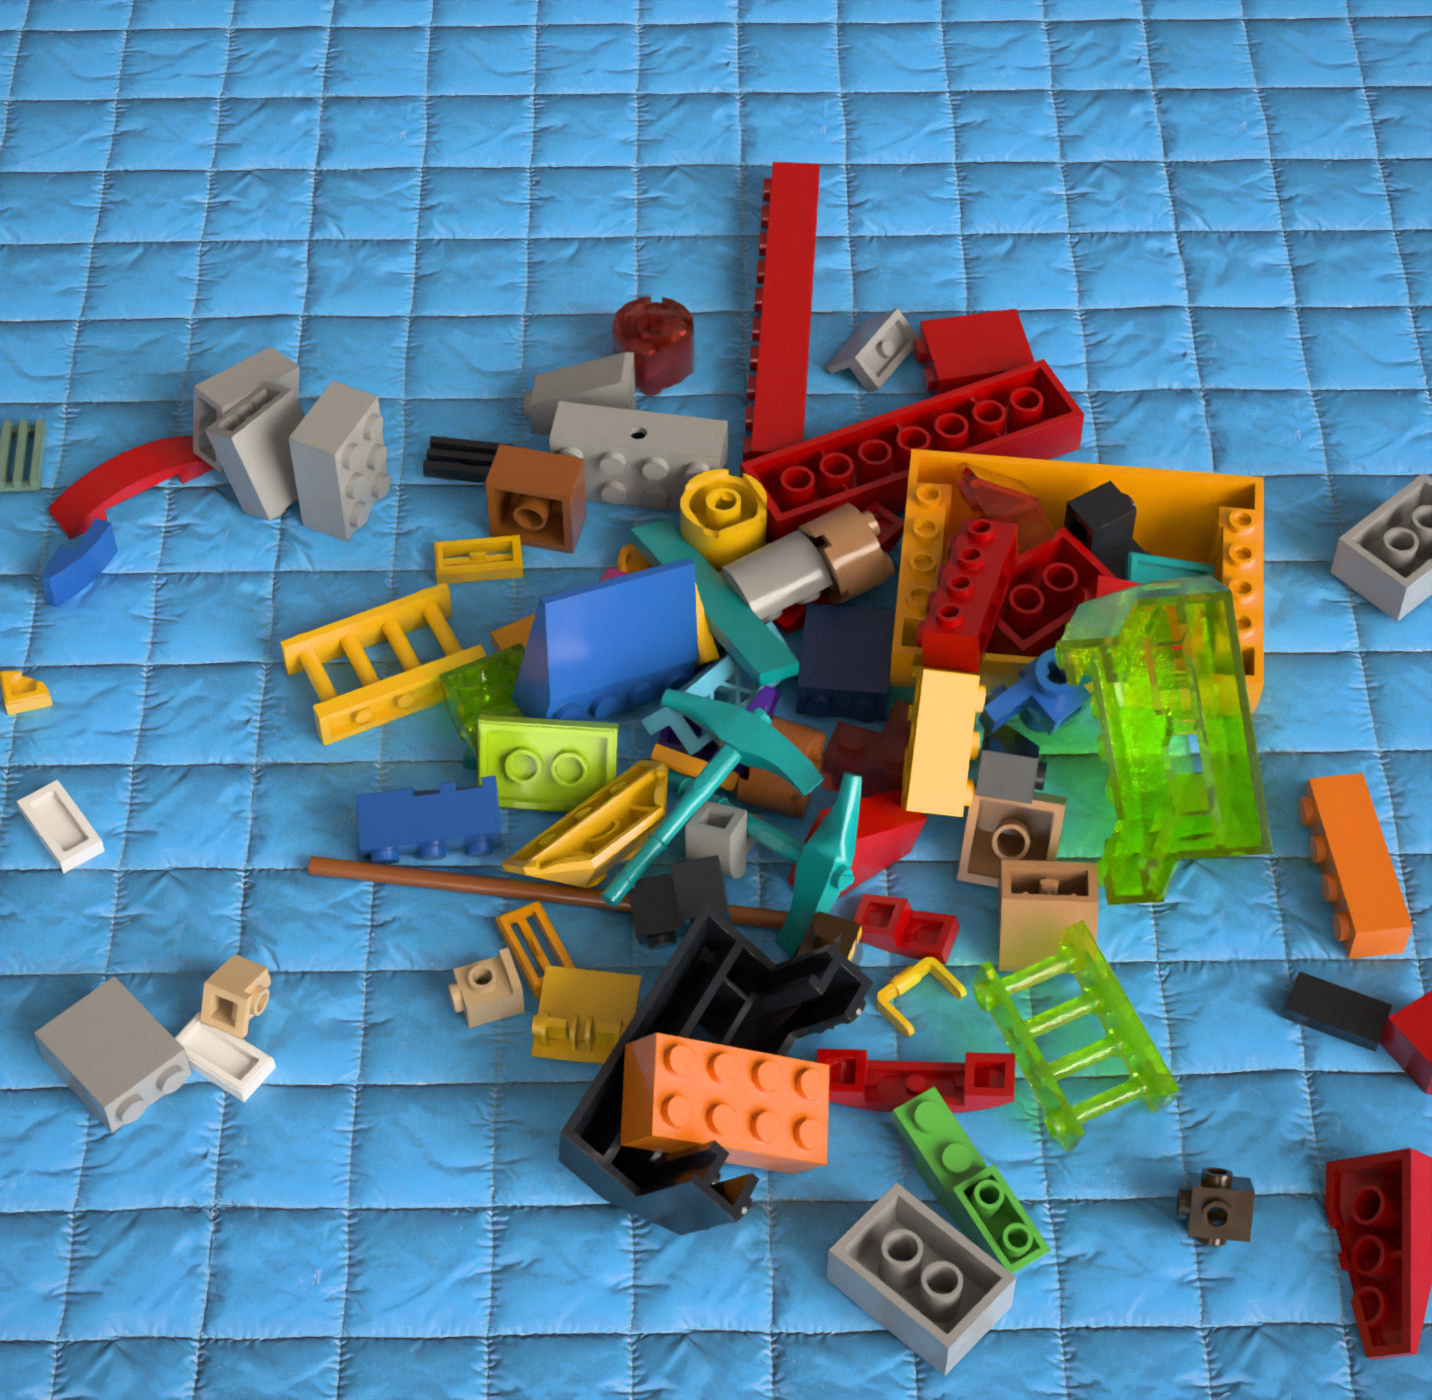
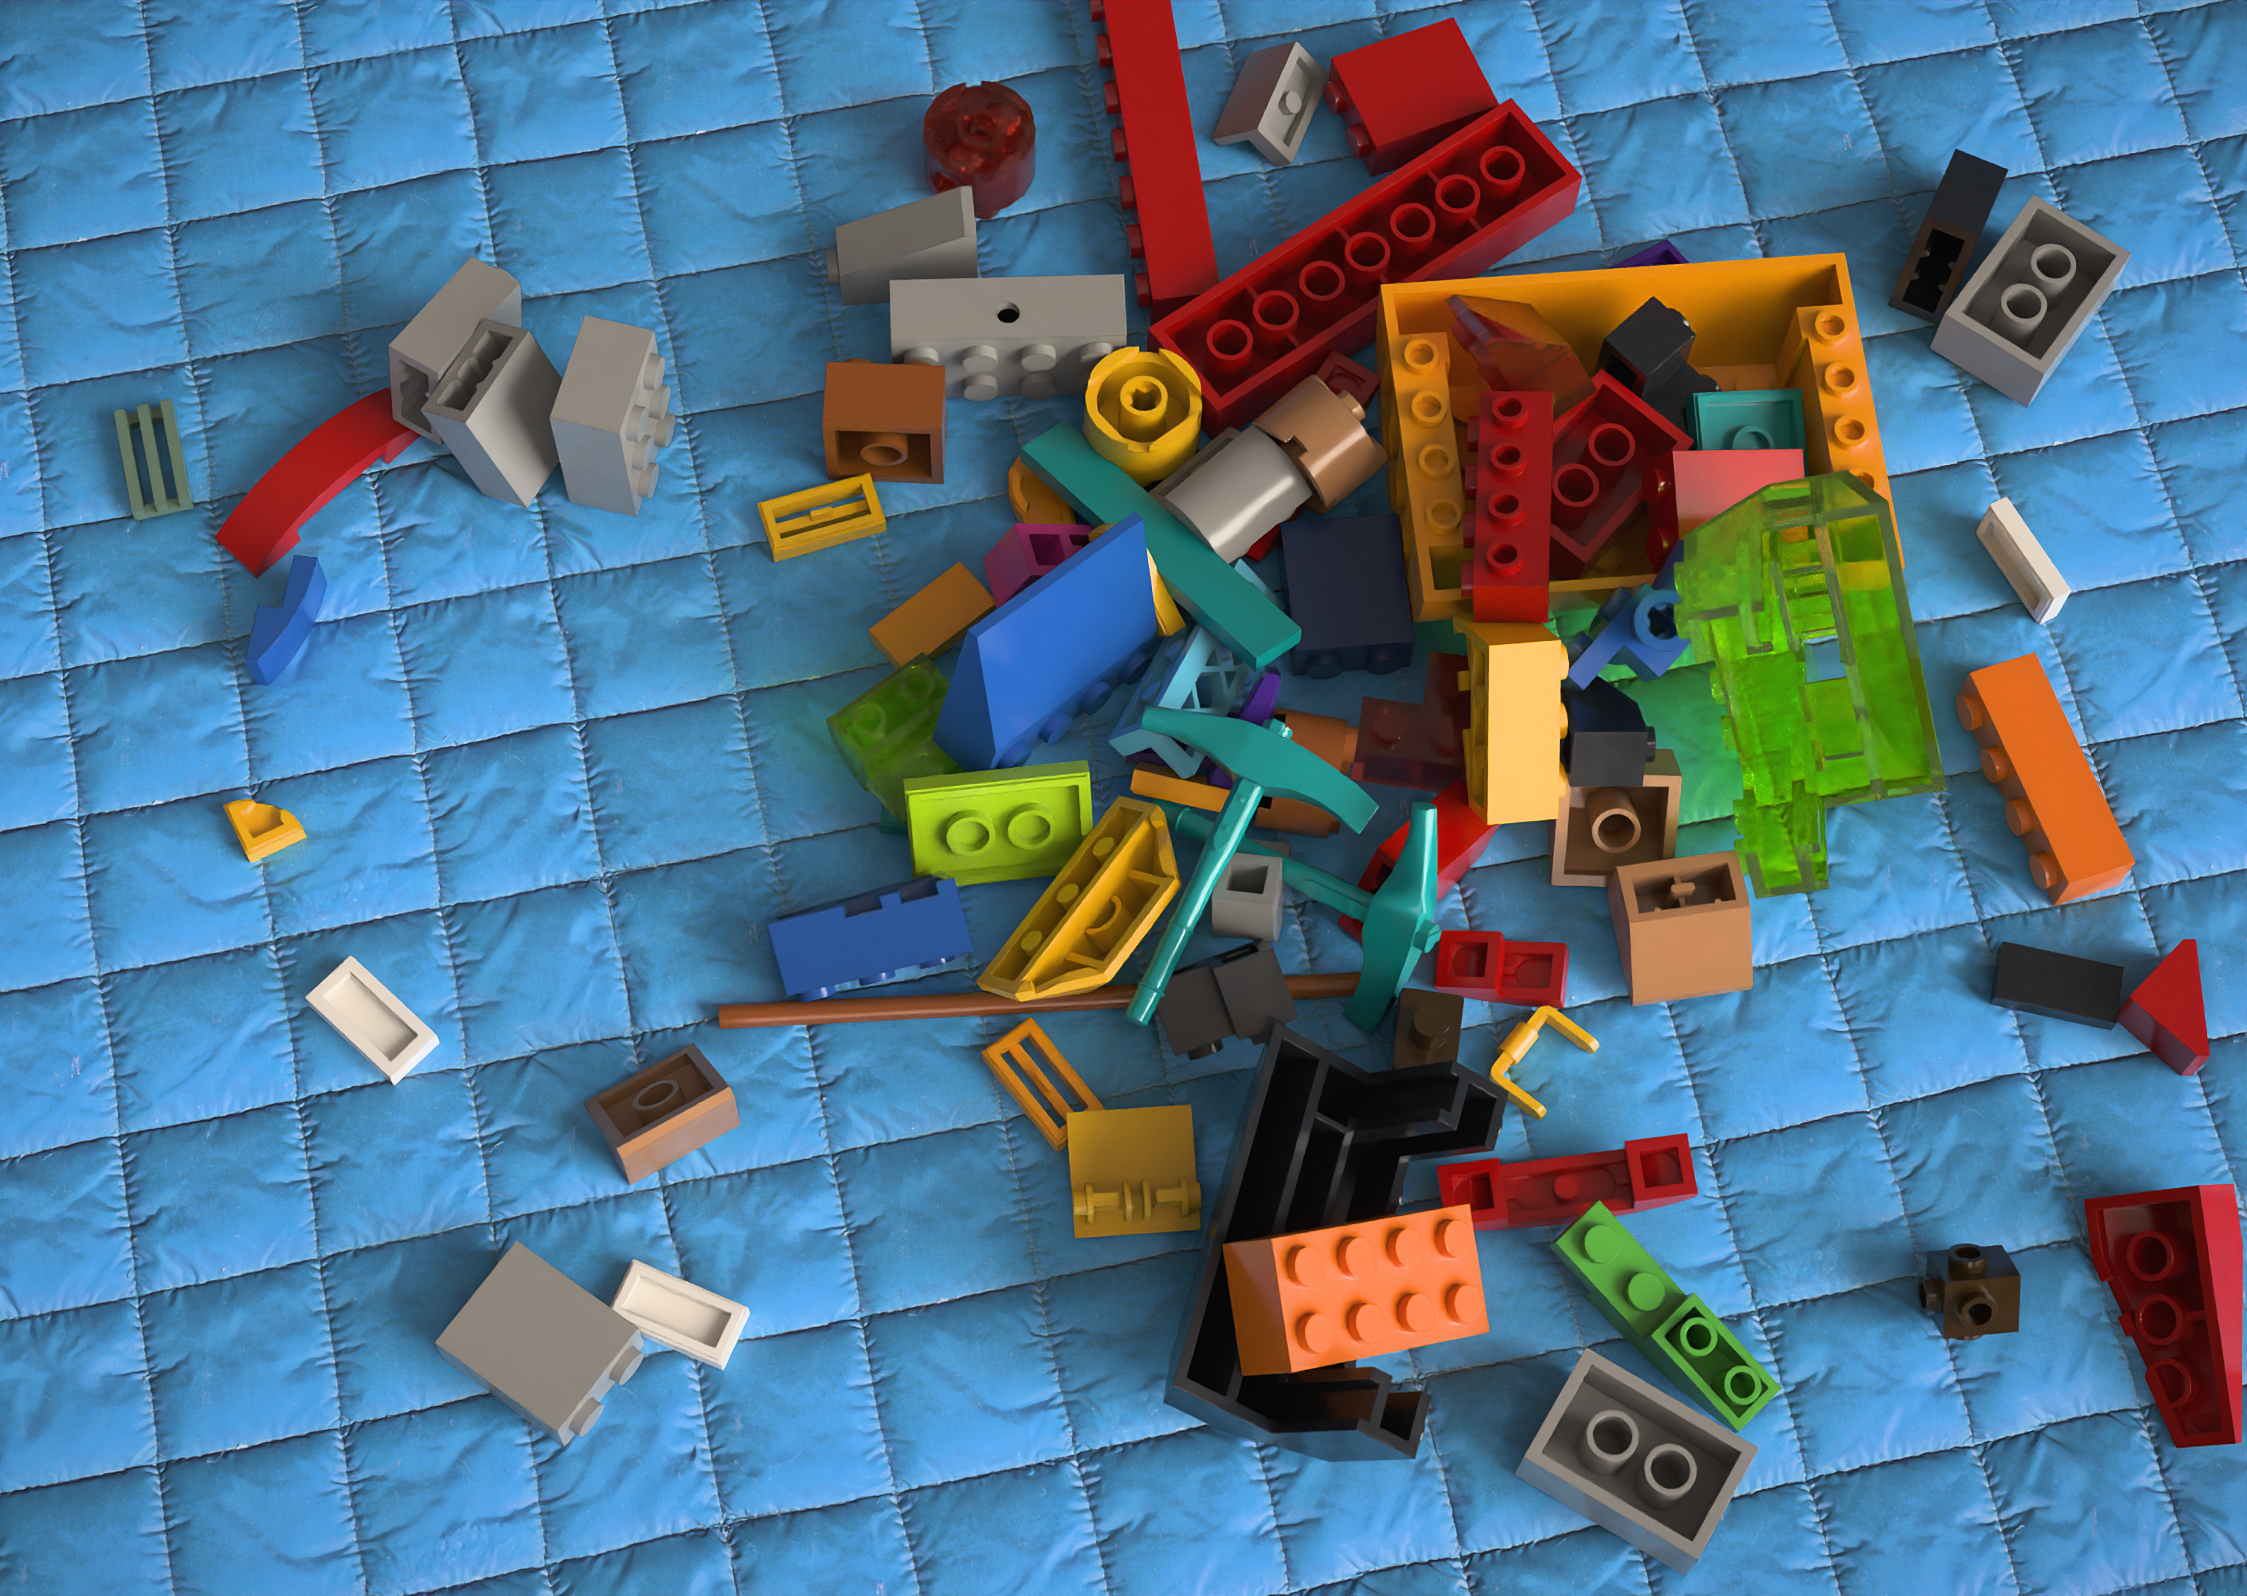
camera: 15 degrees left, 15 degrees up
(235, 995) = (680, 1234): tan brick -> none
(251, 922) = (664, 1112): none -> medium nougat slope
(378, 699) = (747, 757): yellow fence -> none
(468, 453) = (769, 356): black tile -> none
(487, 990) = (994, 1182): tan brick -> none
(1099, 997) = (1813, 1085): clear neon green fence -> none
(1356, 491) = (1947, 237): none -> black slope
(1370, 717) = (2022, 561): none -> white tile

